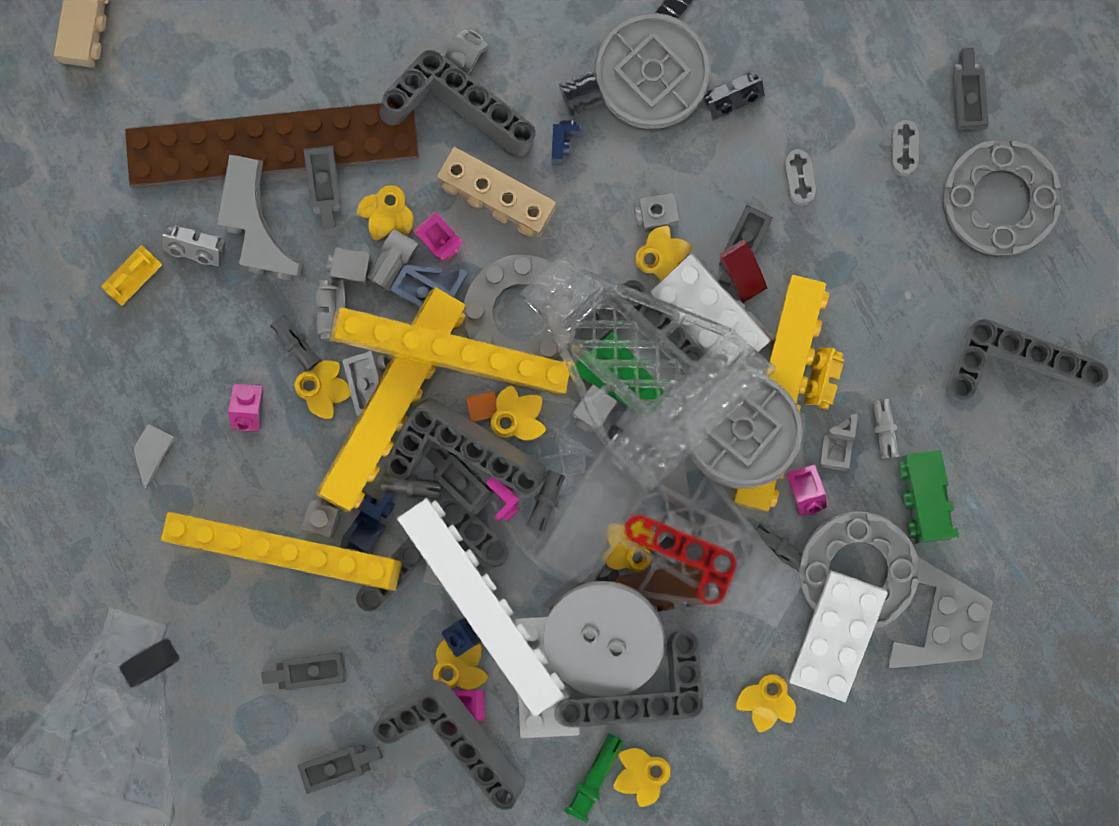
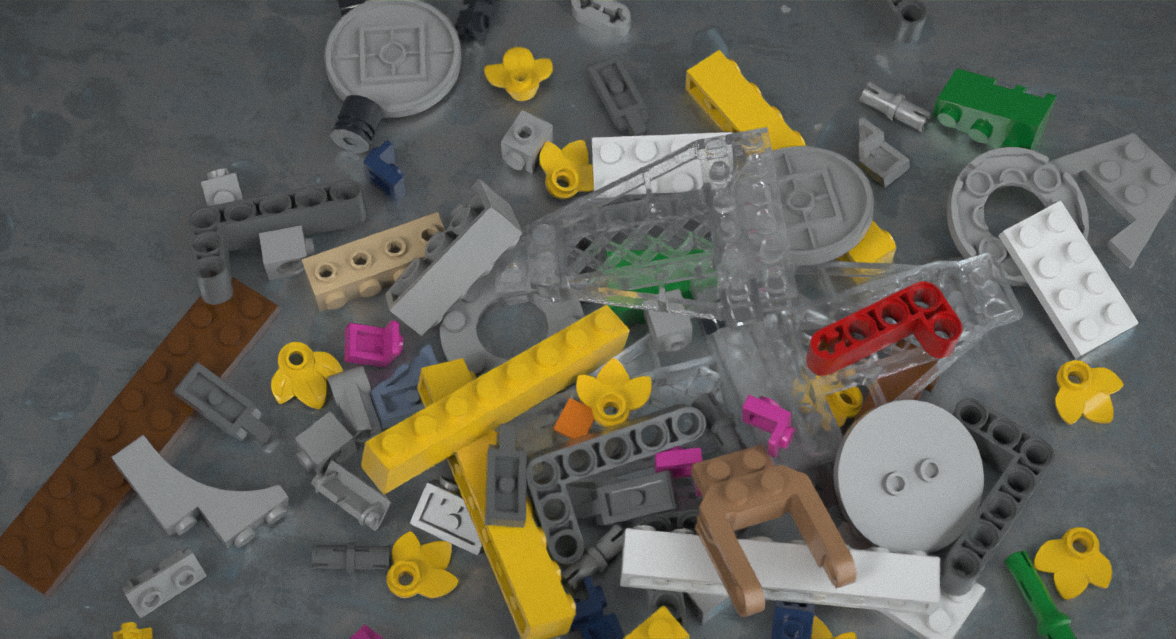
camera: 55 degrees left, 20 degrees down
(398, 402) = (505, 481): none -> dark grey hinge
(456, 129) = (284, 252): none -> light grey brick
(510, 551) = (750, 490): none -> medium nougat plate
(529, 244) = (454, 259): none -> light grey wedge
(569, 523) = (769, 417): none -> dark pink bracket
(710, 158) = (519, 73): none -> yellow plate
(743, 270) = (644, 105): dark red slope -> none
(807, 490) = (902, 207): dark pink bracket -> none
(826, 364) = (800, 117): yellow hinge -> none

